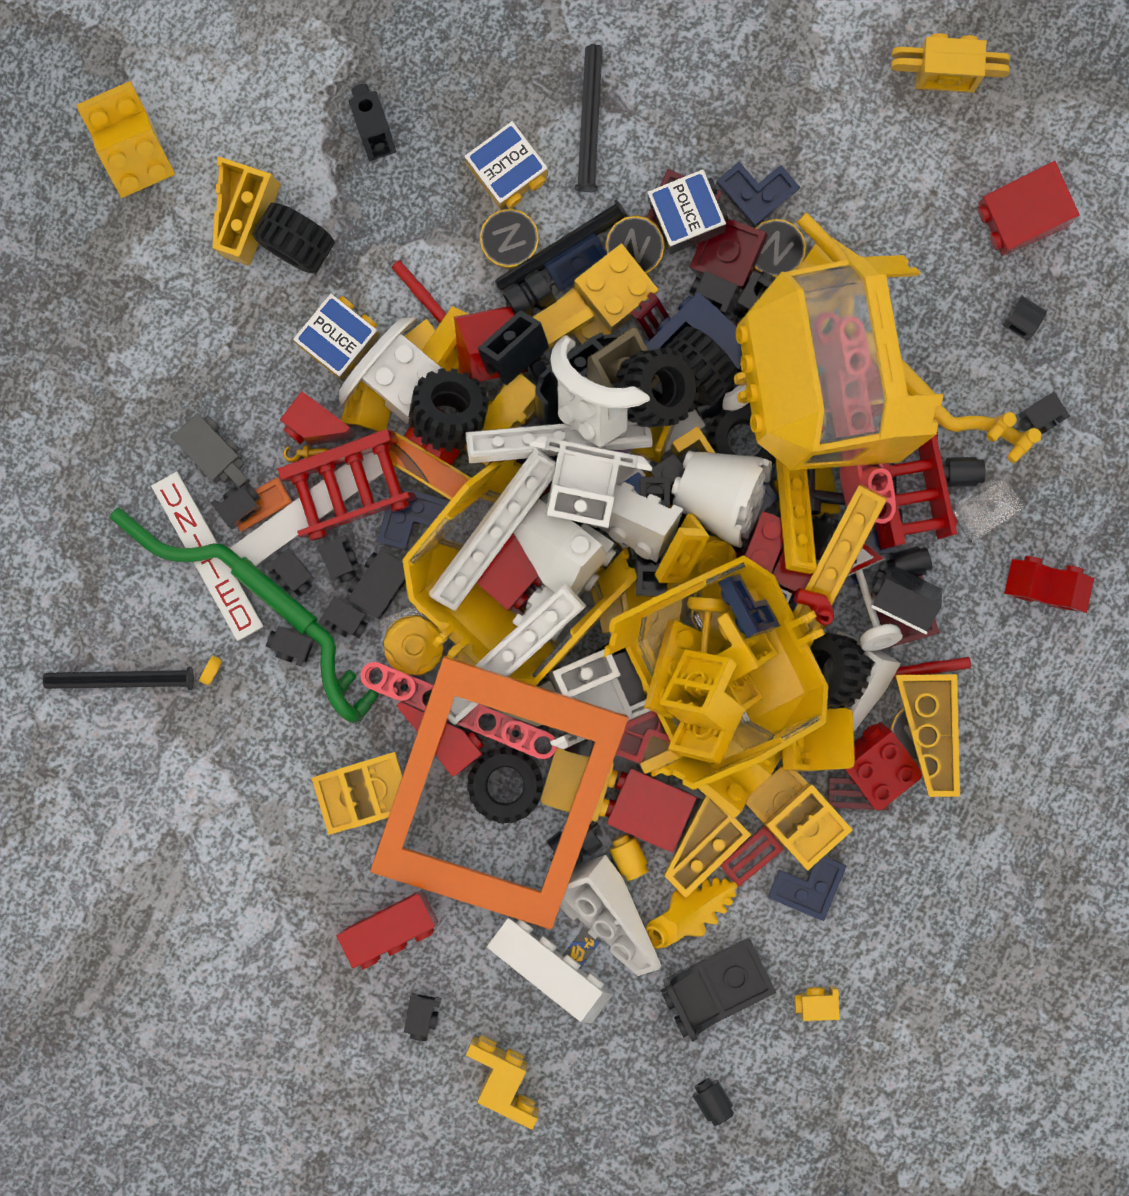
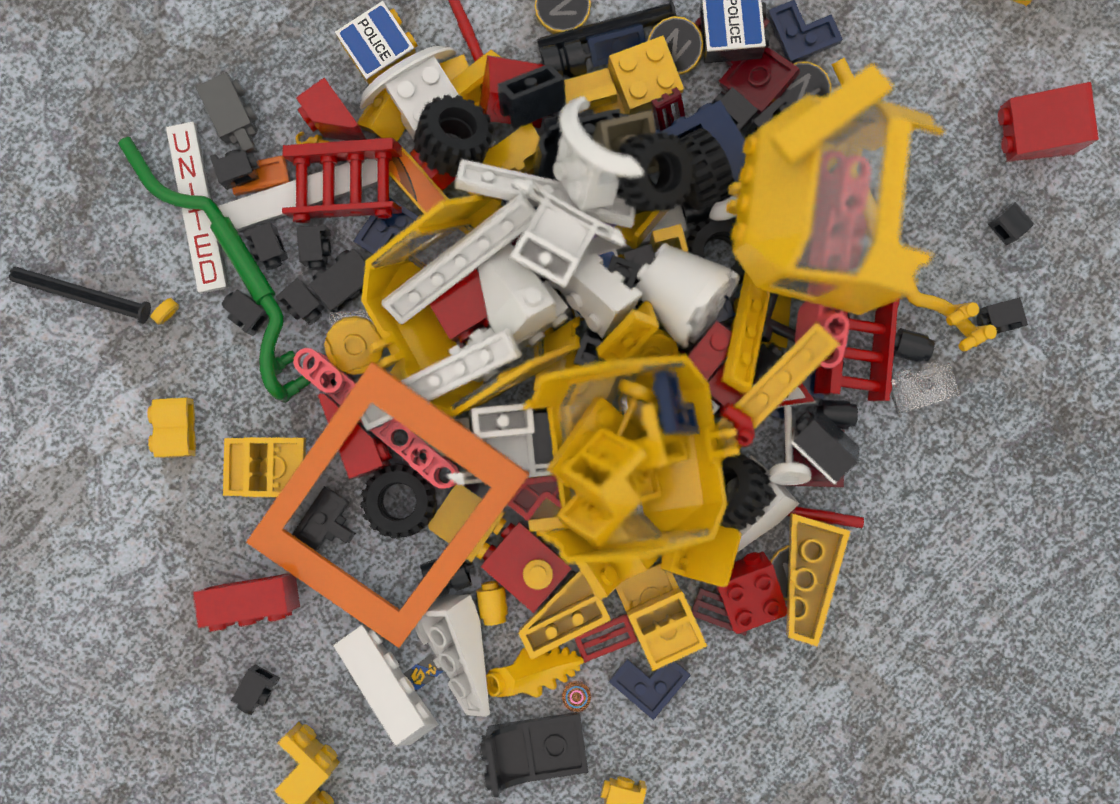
camera: 15 degrees right, 0 degrees up
(256, 784) = (172, 427): none -> yellow brick
(436, 827) = (324, 520): none -> black hinge
(665, 813) = (537, 574): none -> yellow plate
(741, 922) = (576, 696): none -> clear orange tile
(809, 291) = (831, 114): none -> yellow tile
(1059, 588) = (968, 481): red brick -> none

